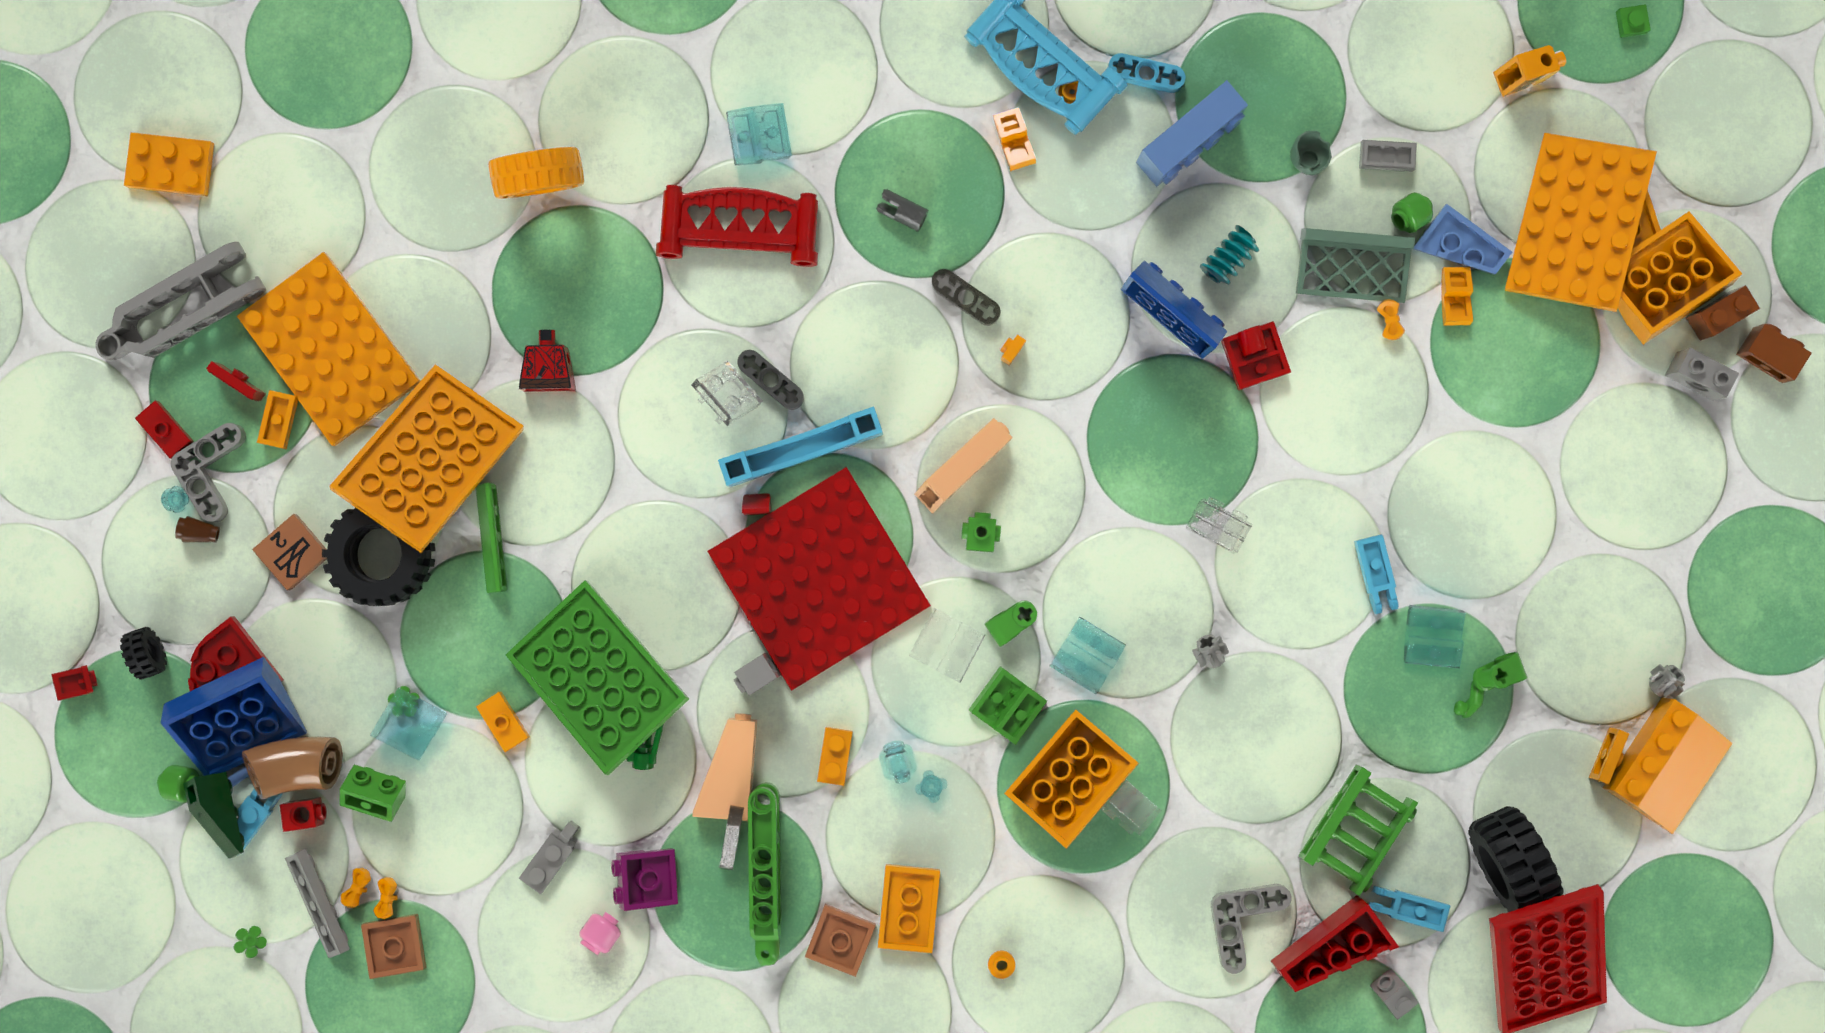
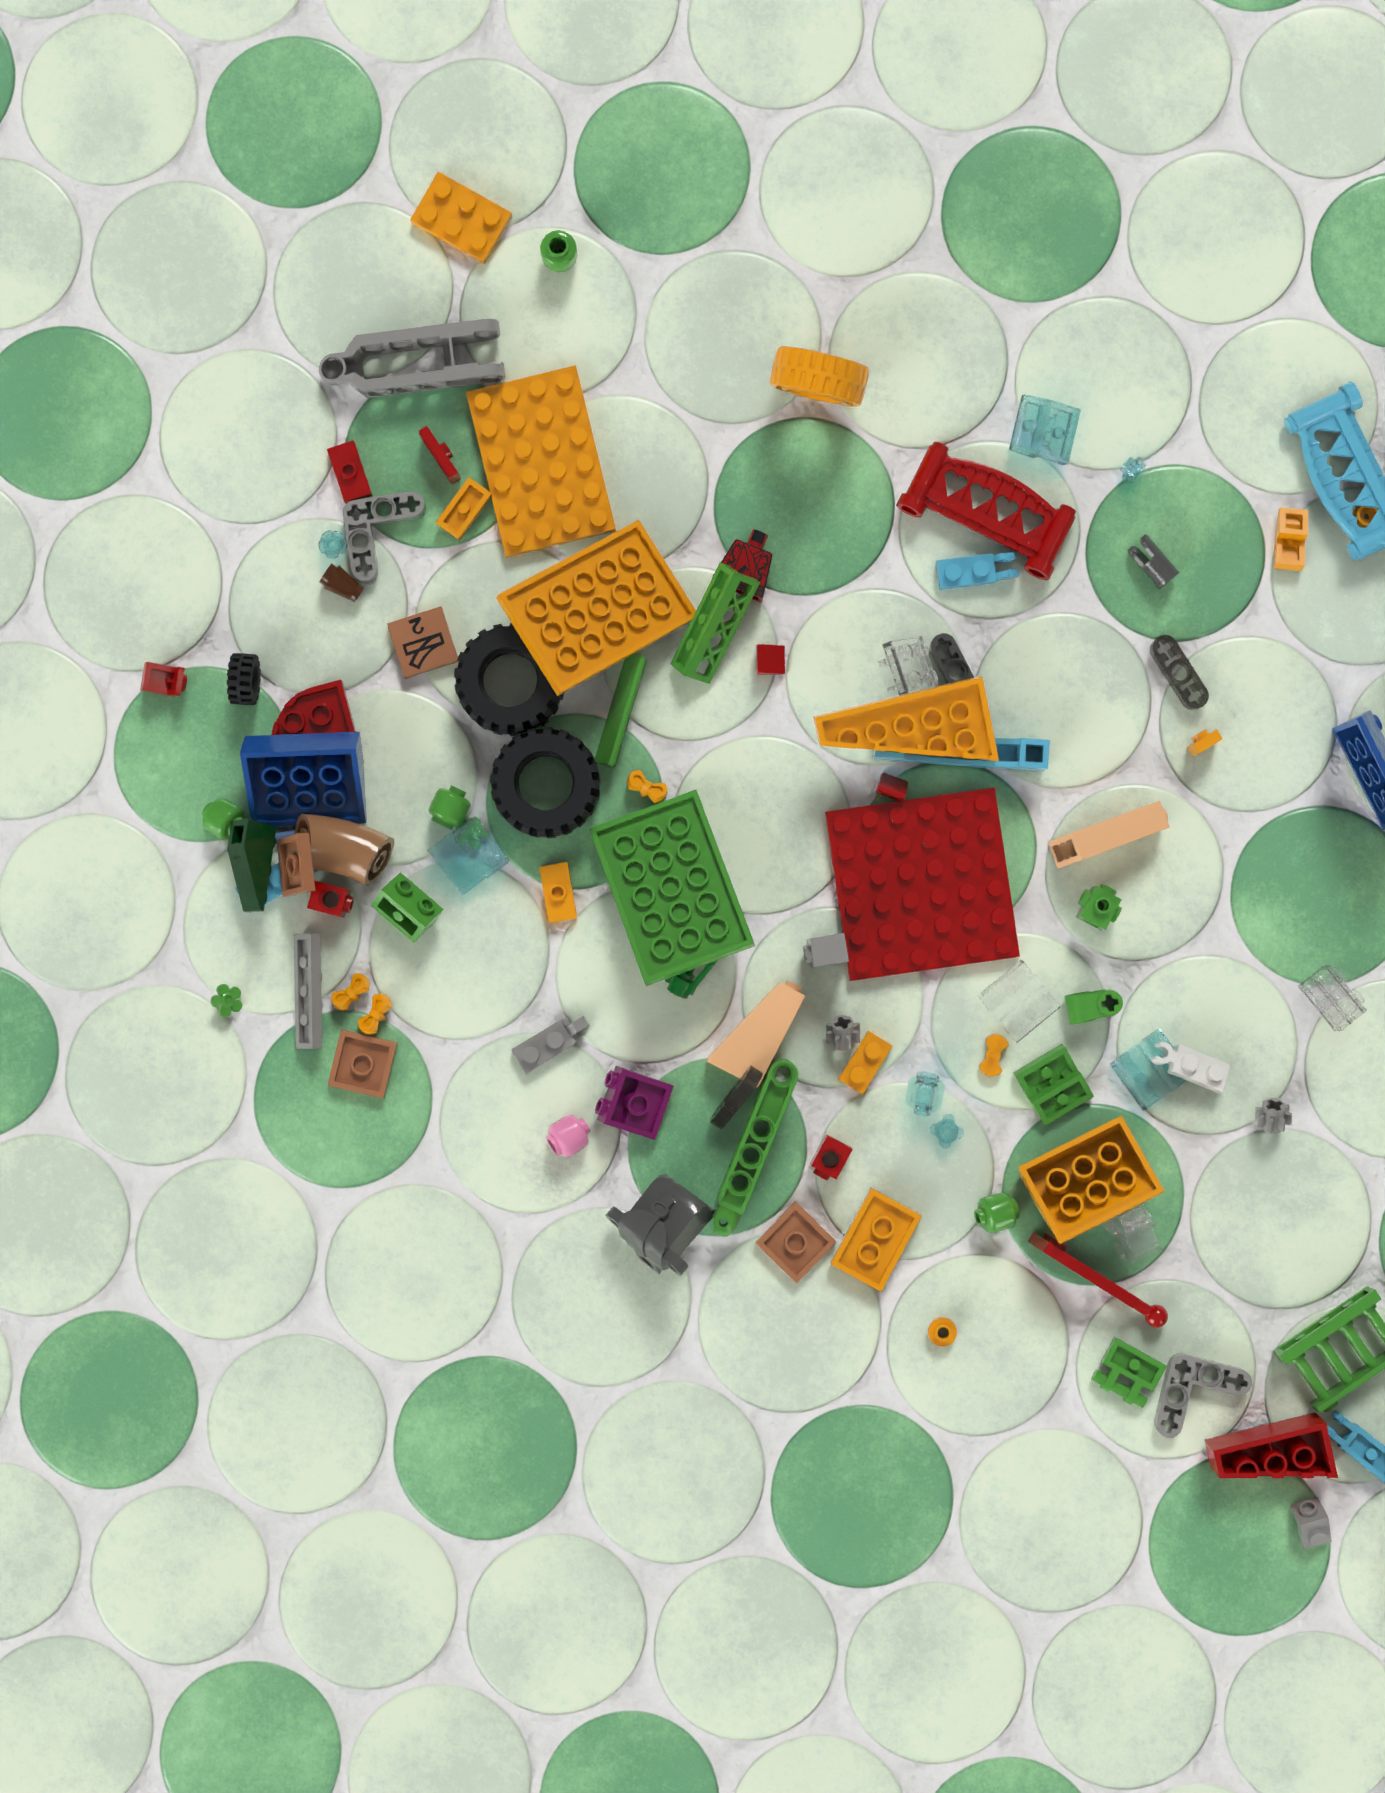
camera: 20 degrees right, 0 degrees up
(254, 799) = (295, 864): none -> nougat tile
(265, 158) = (550, 250): none -> bright green head
(373, 688) = (449, 807): none -> bright green head
(413, 639) = (537, 744): none -> black tyre
(530, 426) = (709, 622): none -> bright green fence
(551, 597) = (655, 791): none -> light orange piece
(603, 438) = (770, 659): none -> red slope
(713, 975) = (662, 1224): none -> dark grey piece
(749, 284) = (973, 570): none -> medium azure hinge
(759, 436) = (931, 721): none -> light orange wing
(803, 739) = (843, 1033): none -> light grey gear
(838, 841) = (830, 1144): none -> red brick
(850, 136) = (1132, 469): none -> clear light blue plate
(946, 712) = (995, 1045): none -> light orange piece
(1004, 839) = (997, 1212): none -> bright green head
(1123, 637) = (1193, 1066): none -> white plate
(1179, 921) = (1133, 1364): none -> bright green plate
(1181, 870) = (1155, 1315): none -> red plate

